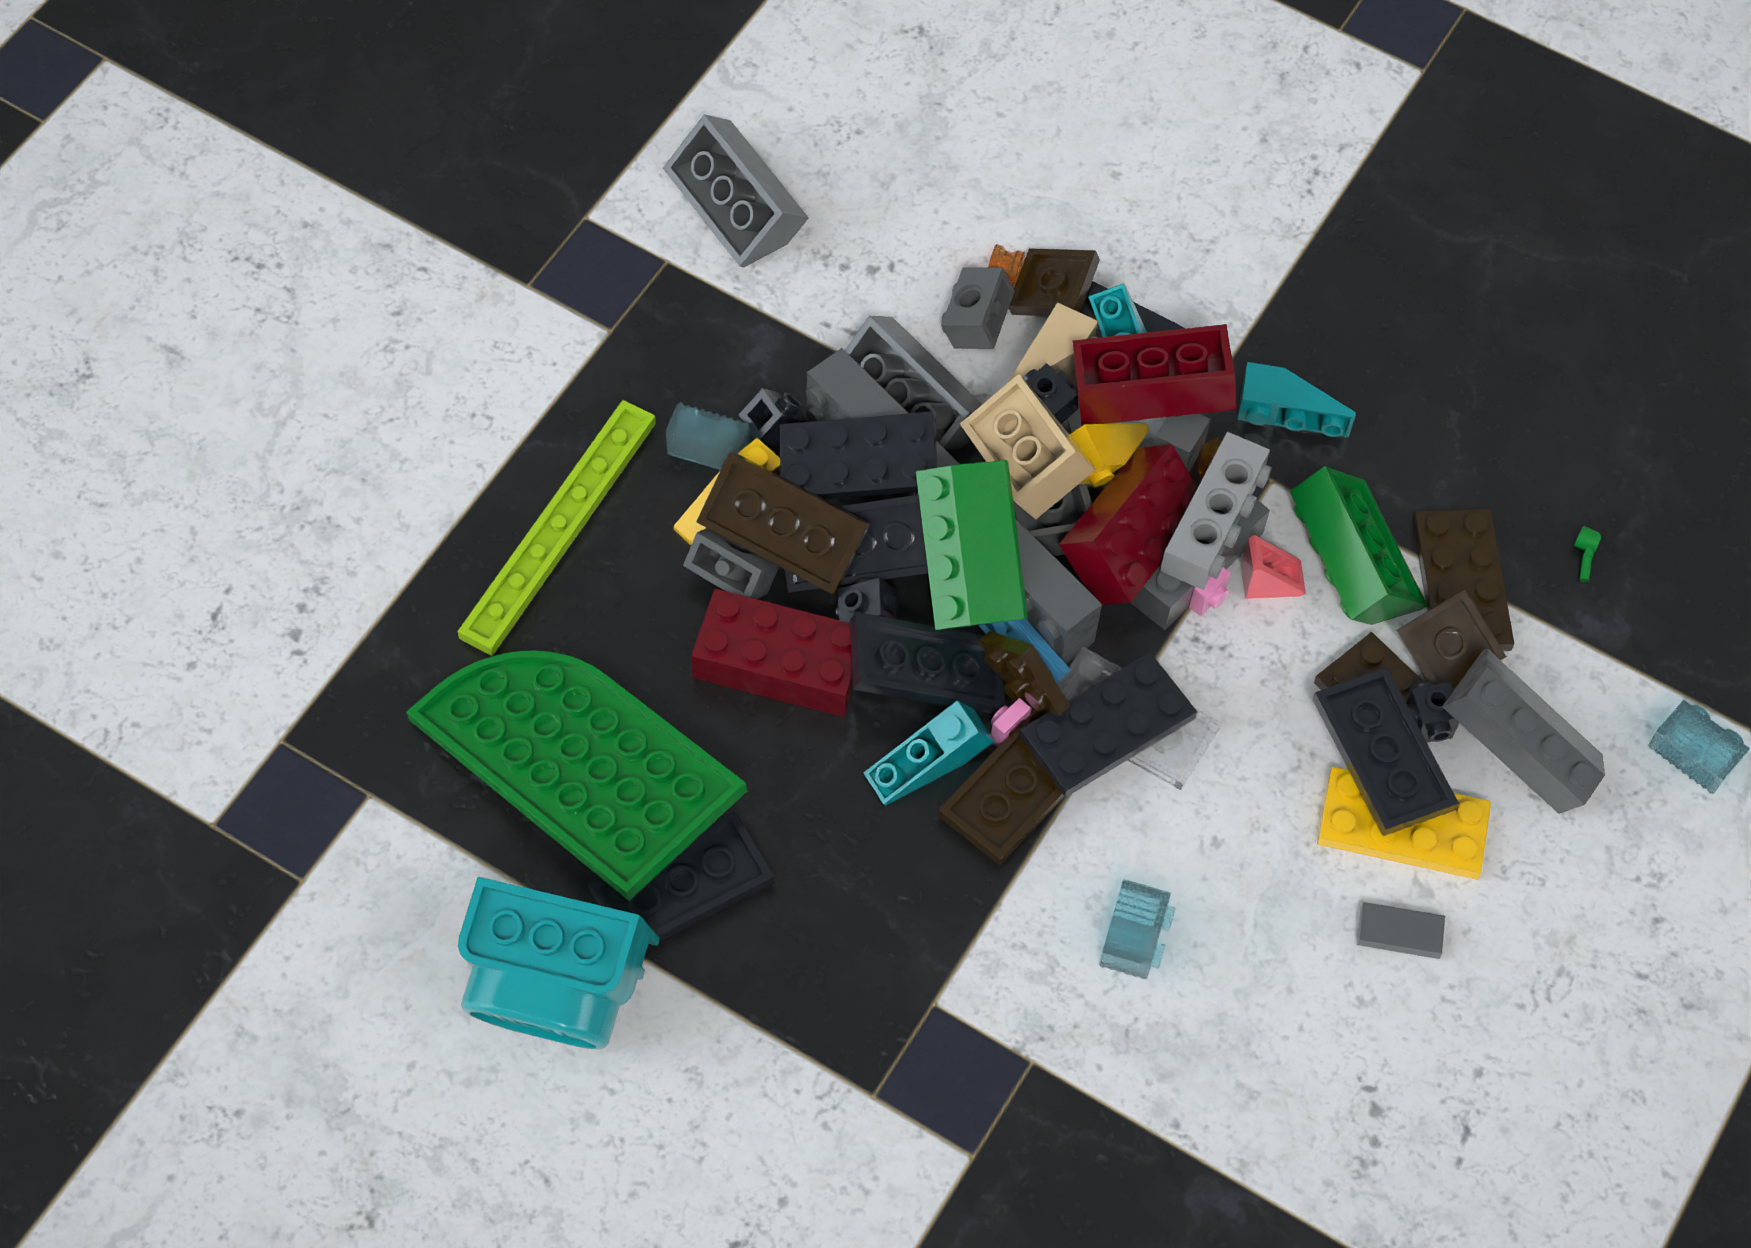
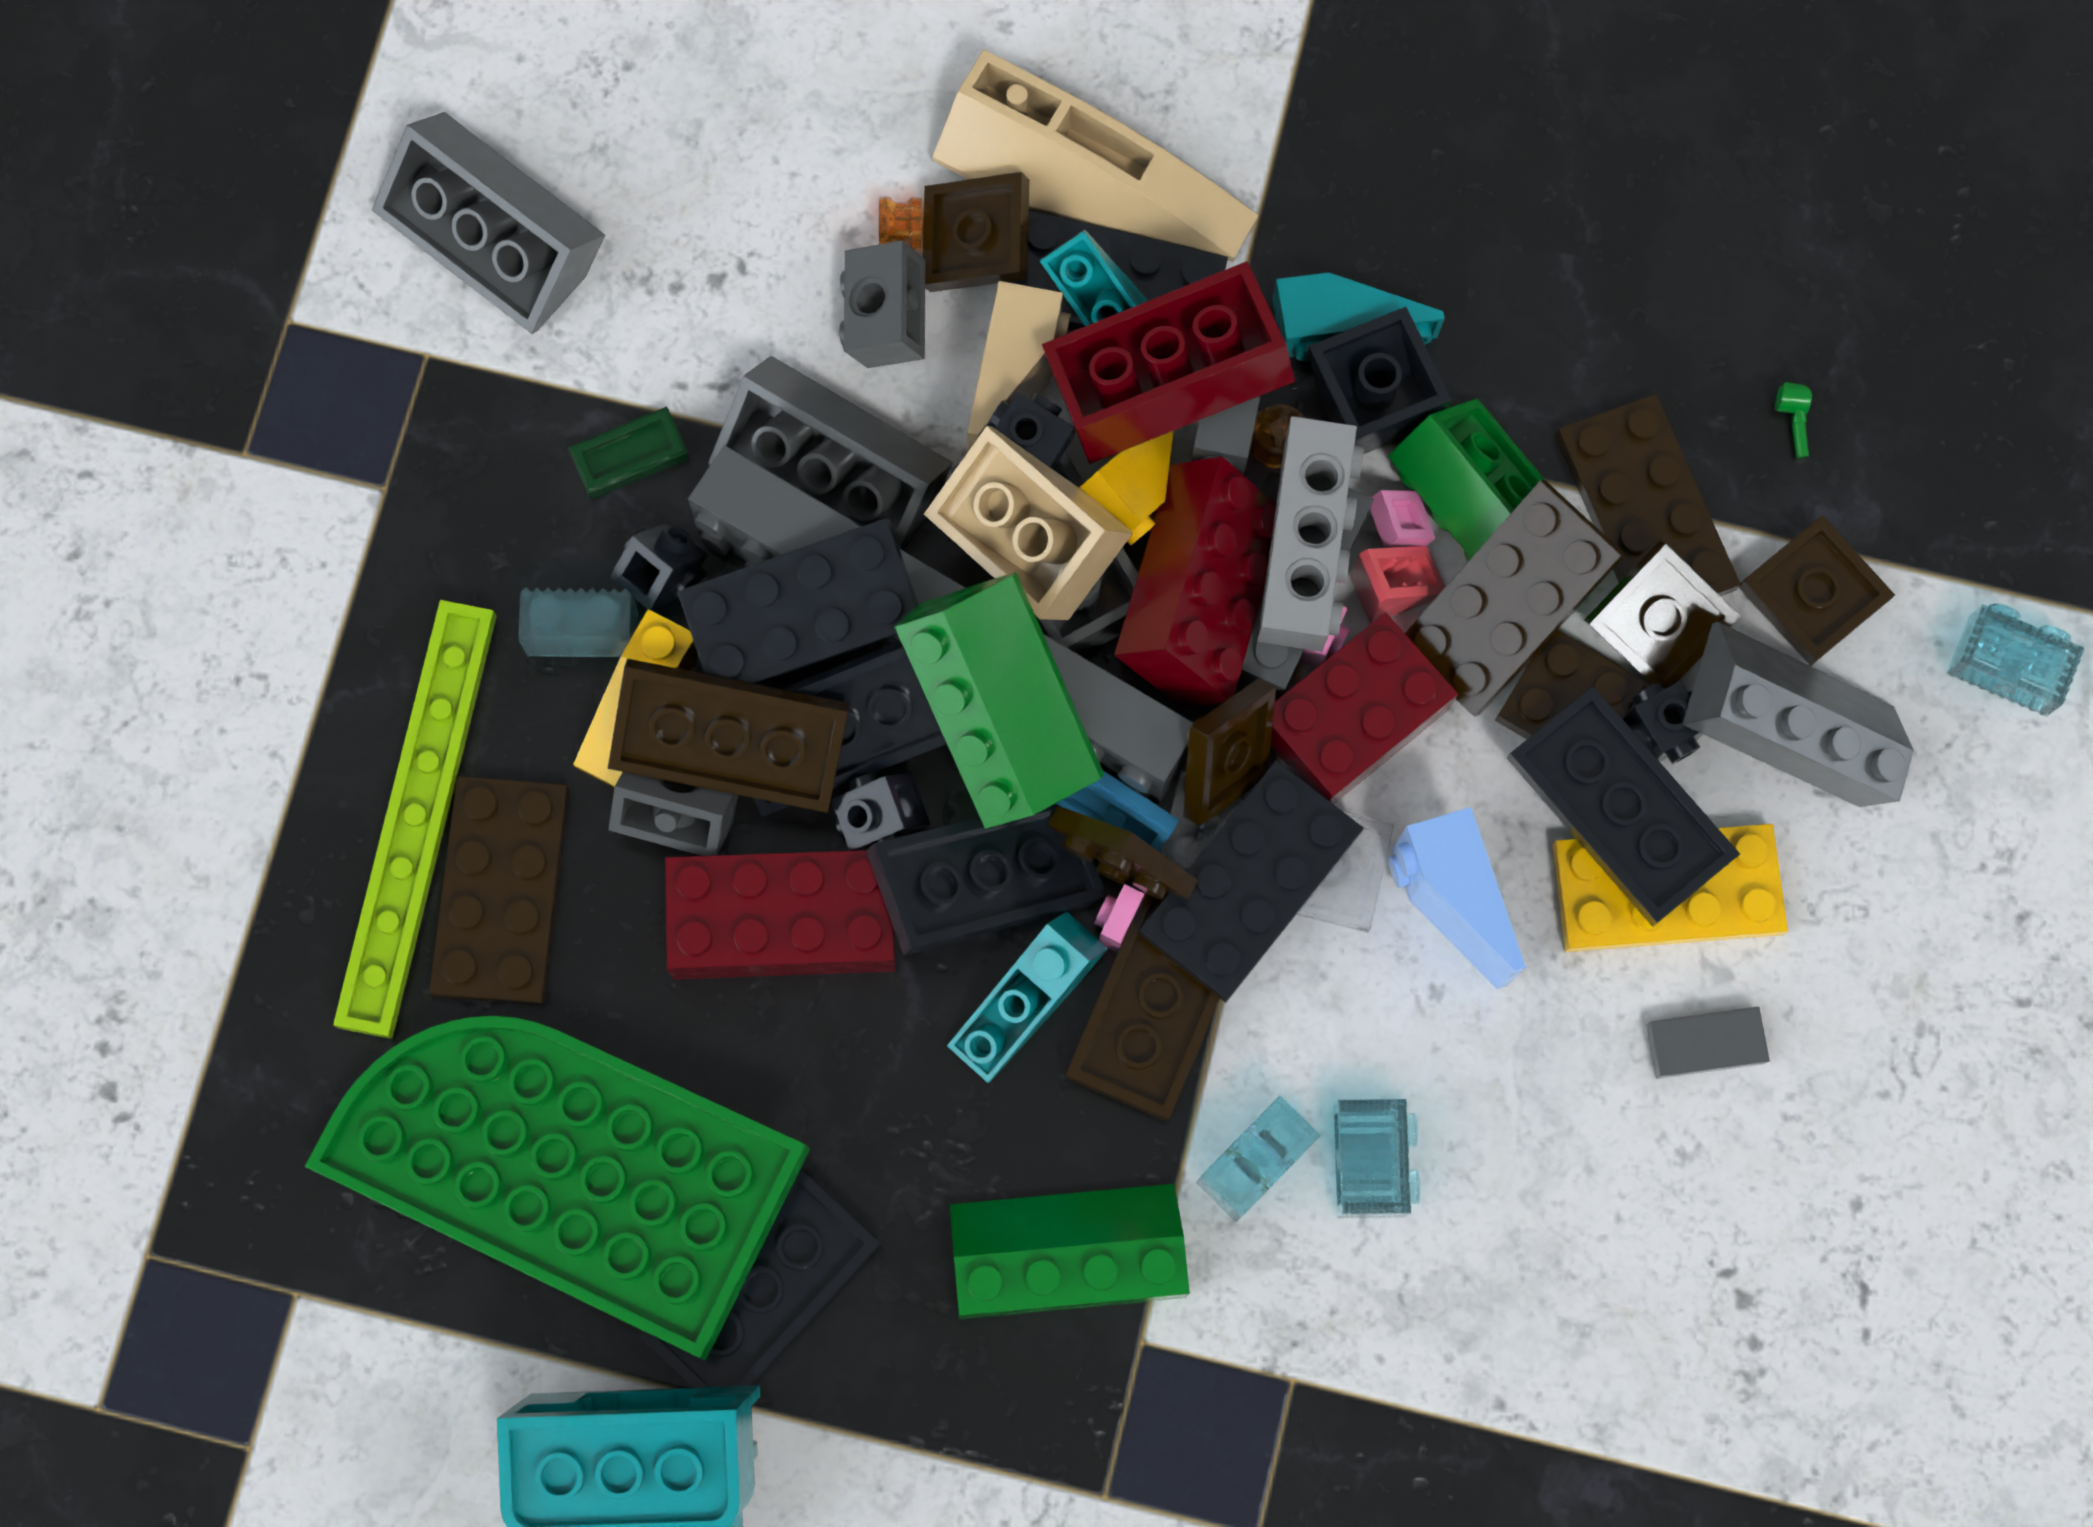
camera: 20 degrees left, 15 degrees up
(596, 588) = (499, 891): none -> dark brown plate
(777, 352) = (628, 453): none -> dark green tile
(900, 927) = (1068, 1251): none -> green slope
(1054, 903) = (1258, 1158): none -> clear light blue brick
(1117, 630) = (1228, 751): none -> dark brown plate
(1140, 256) = (1084, 162): none -> tan wedge
(1218, 641) = (1358, 709): none -> dark red brick
(1248, 769) = (1456, 890): none -> light blue slope
(1287, 533) = (1401, 519): none -> bright pink plate
(1299, 439) = (1378, 379): none -> black slope
(1345, 596) = (1513, 596): none -> plate
(1568, 662) = (1816, 590): none -> dark brown plate

